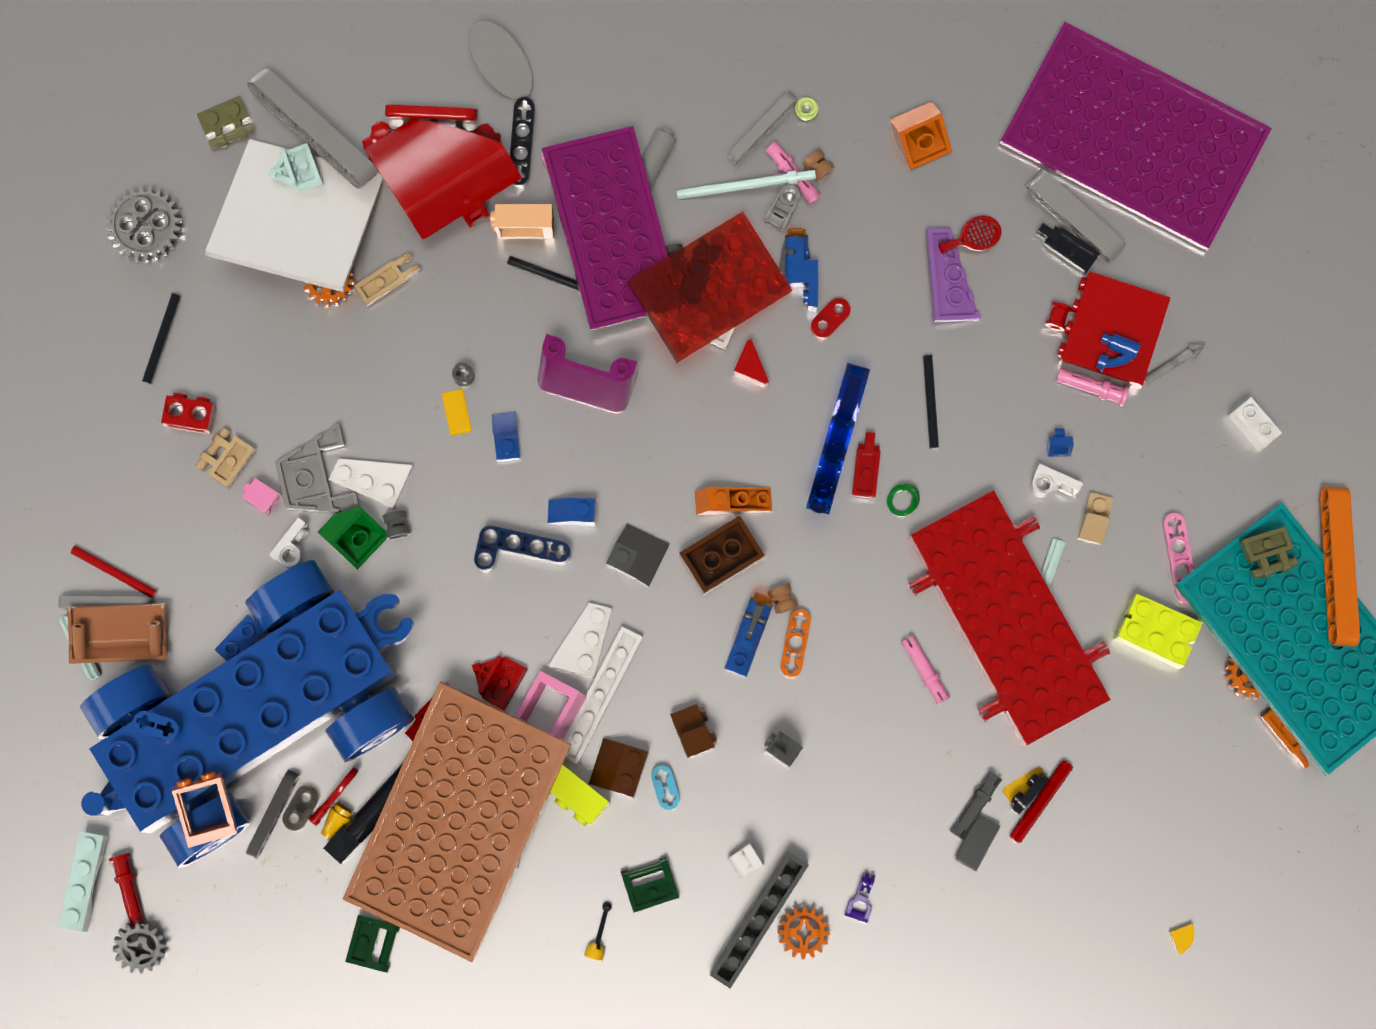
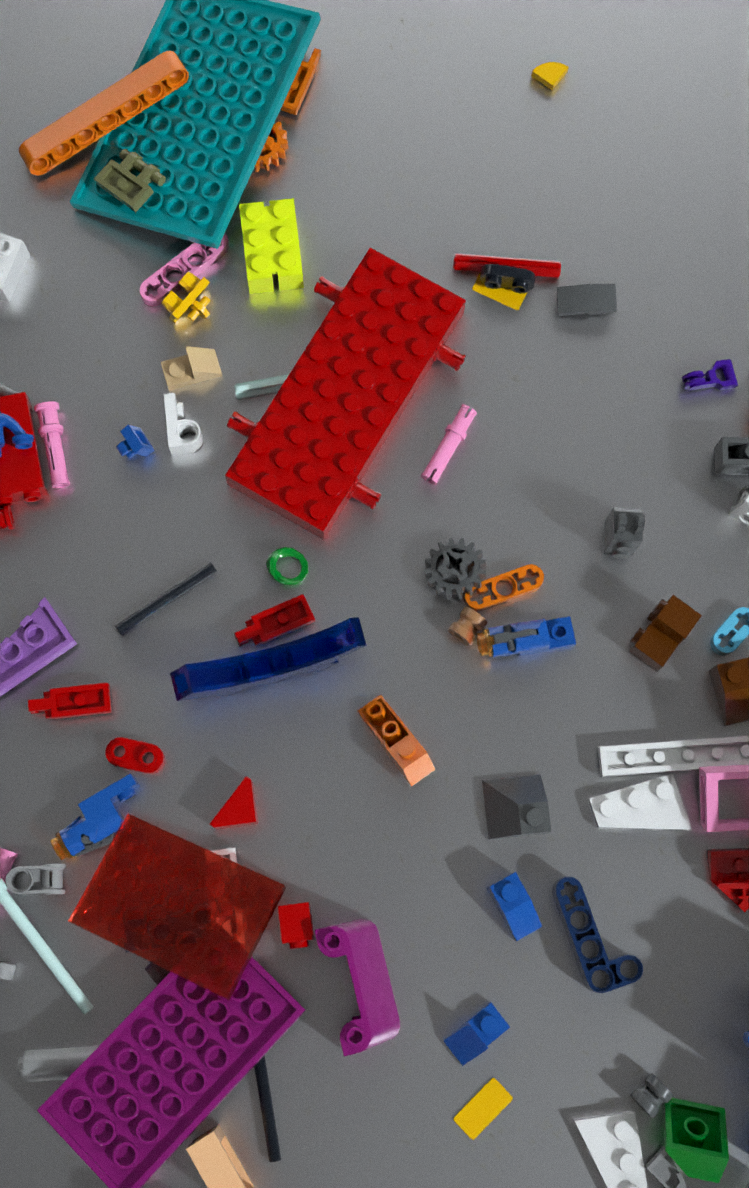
camera: 125 degrees left, 5 degrees down
(456, 372) = (440, 1117): dark grey bush -> none
(649, 356) = (296, 924): none -> red brick
(722, 555) = (464, 714): reddish brown brick -> none
(829, 625) = (461, 558): none -> dark grey gear
(892, 297) = (73, 701): none -> red hinge
(978, 802) = (544, 321): dark grey pin -> none
(1148, 534) = (194, 288): none -> yellow hips

